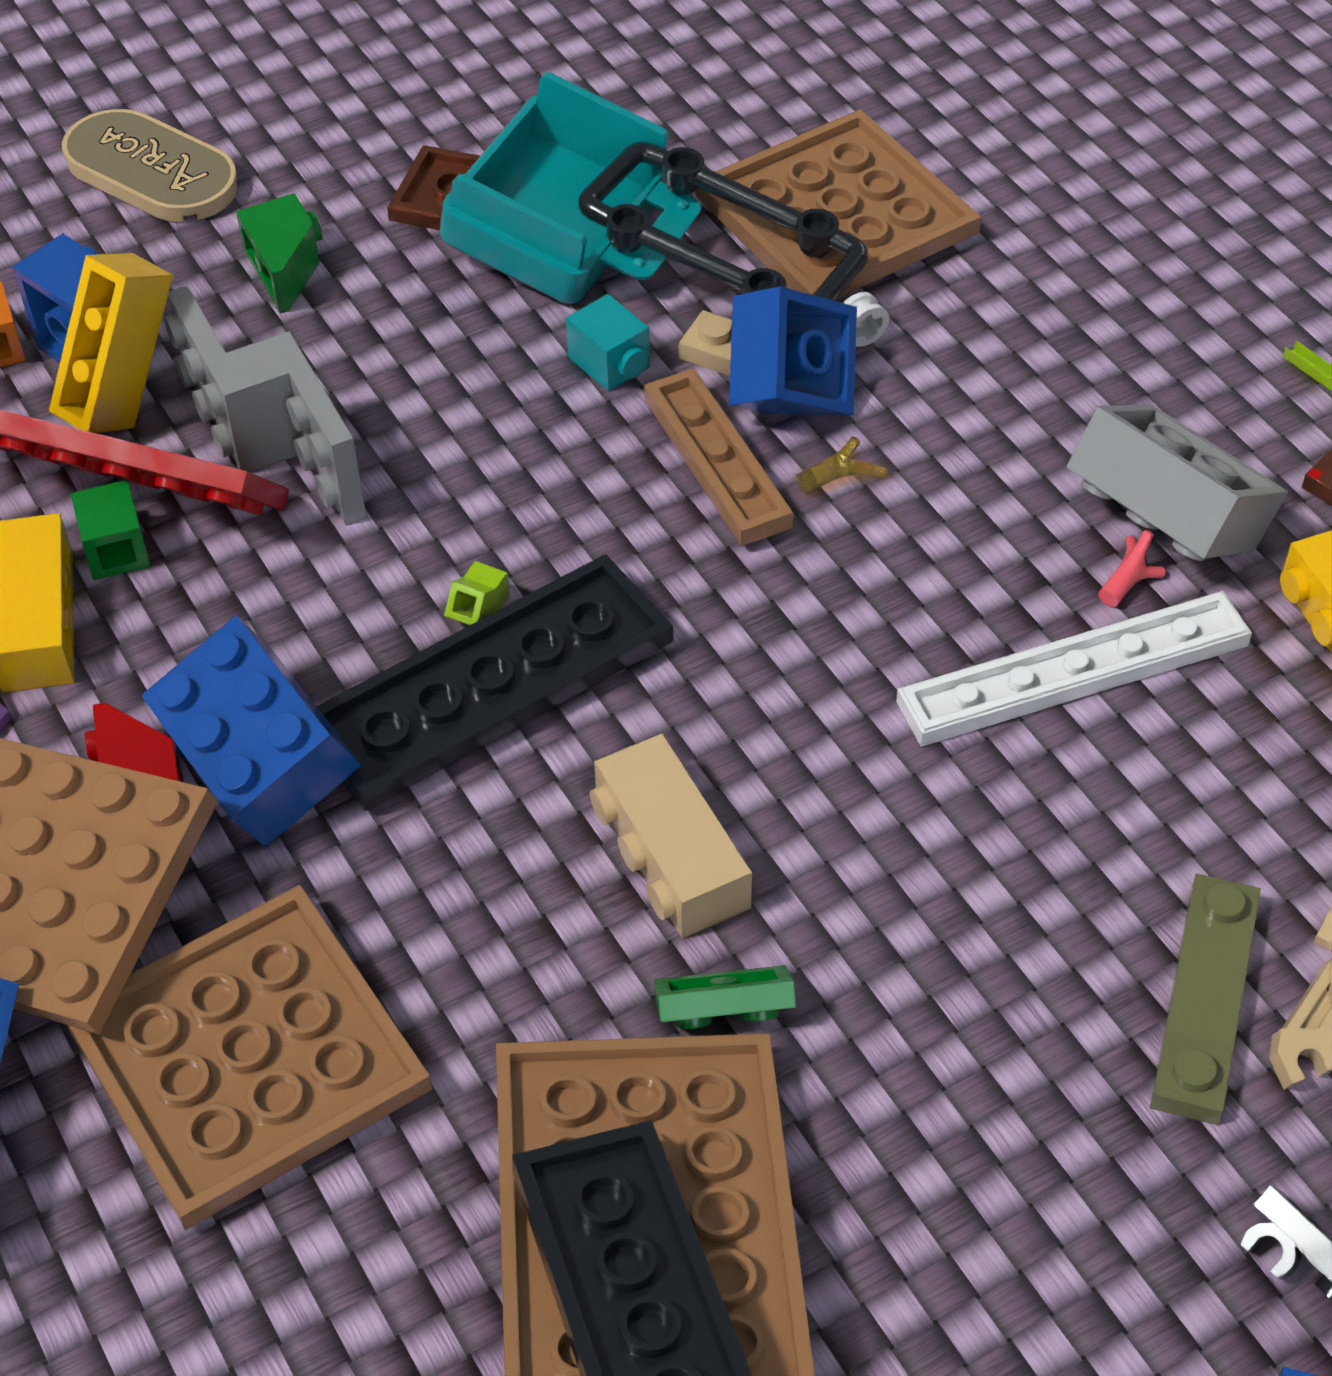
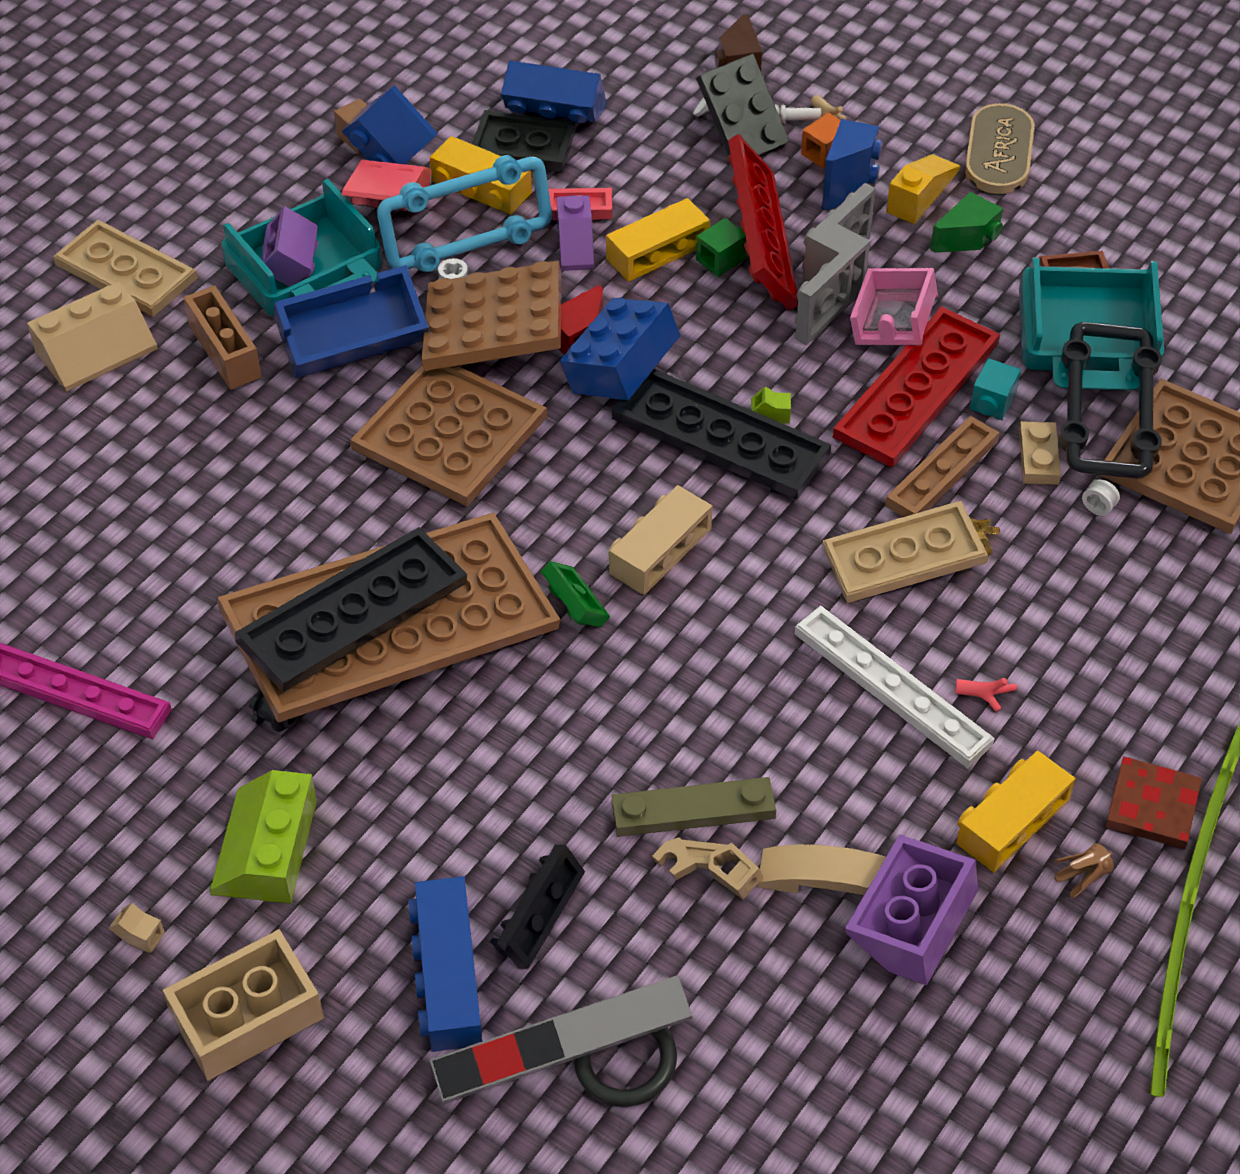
camera: 65 degrees right, 0 degrees up
(110, 342) = (824, 181): yellow brick -> none
(171, 252) = (919, 186): none -> yellow slope
(396, 376) = (893, 306): none -> bright pink window
(547, 424) = (916, 387): none -> red plate
(792, 353) = (1032, 469): blue slope -> none
(845, 558) = (904, 551): none -> tan tile
(1175, 481) = (1050, 678): light grey brick -> none

